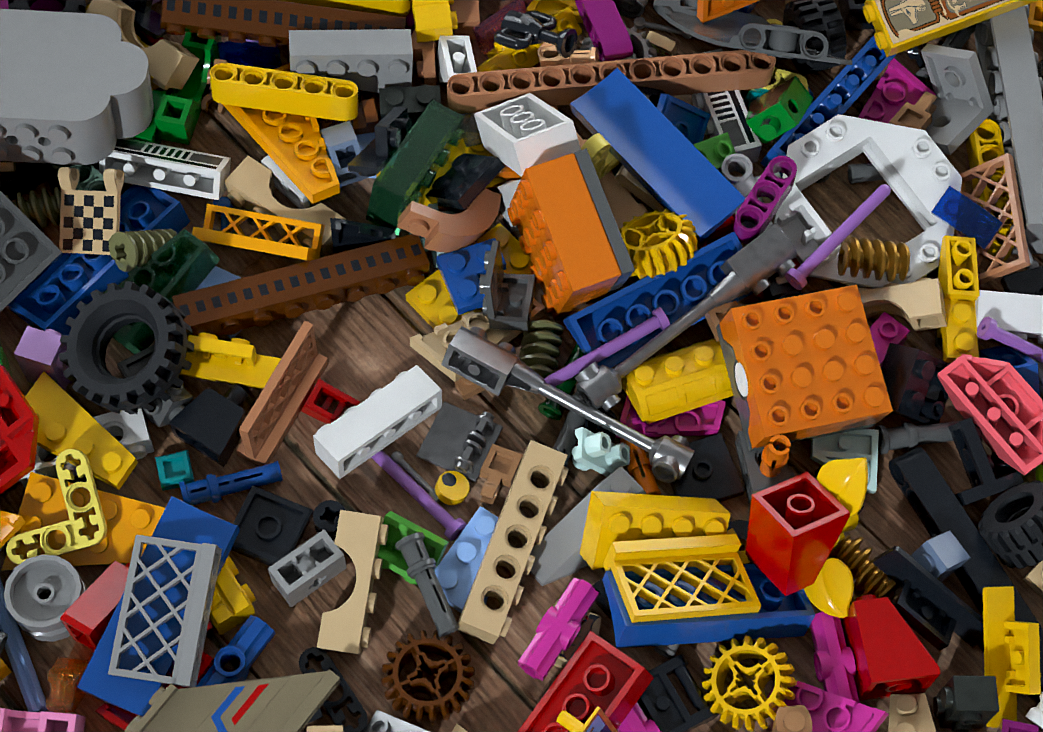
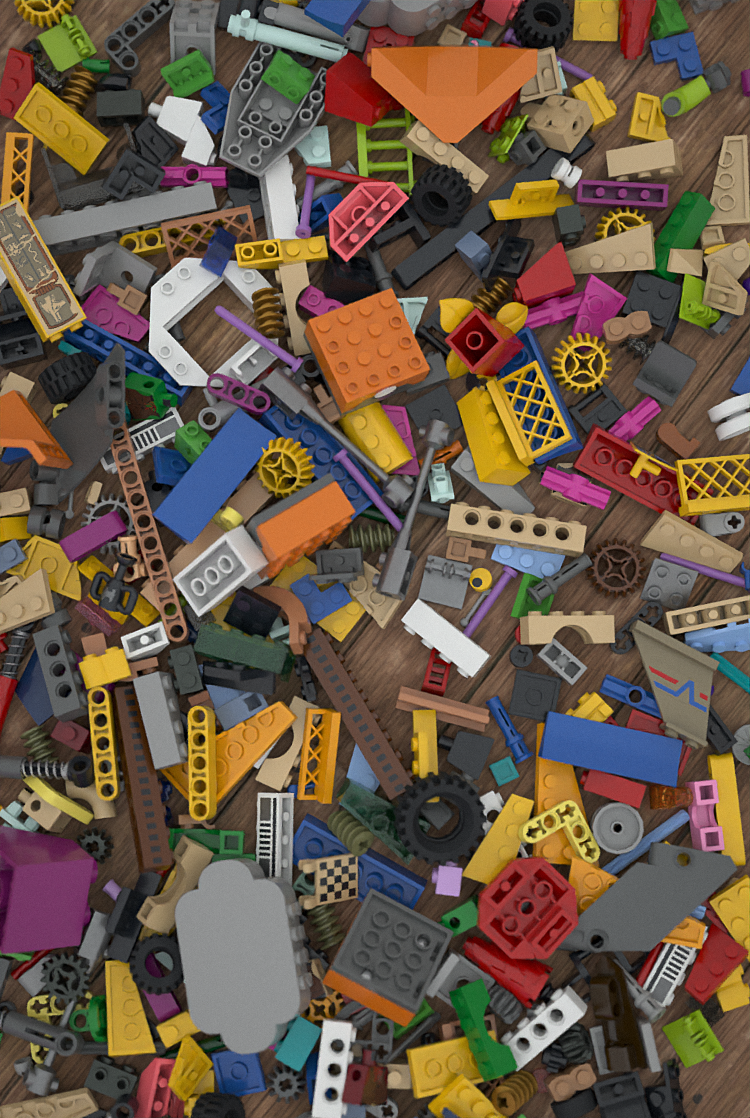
camera: 95 degrees left, 20 degrees up
(195, 617) = (621, 722): light grey fence -> none
(778, 456) = (436, 360): orange pin -> none
(854, 45) = (67, 349): none -> teal tile

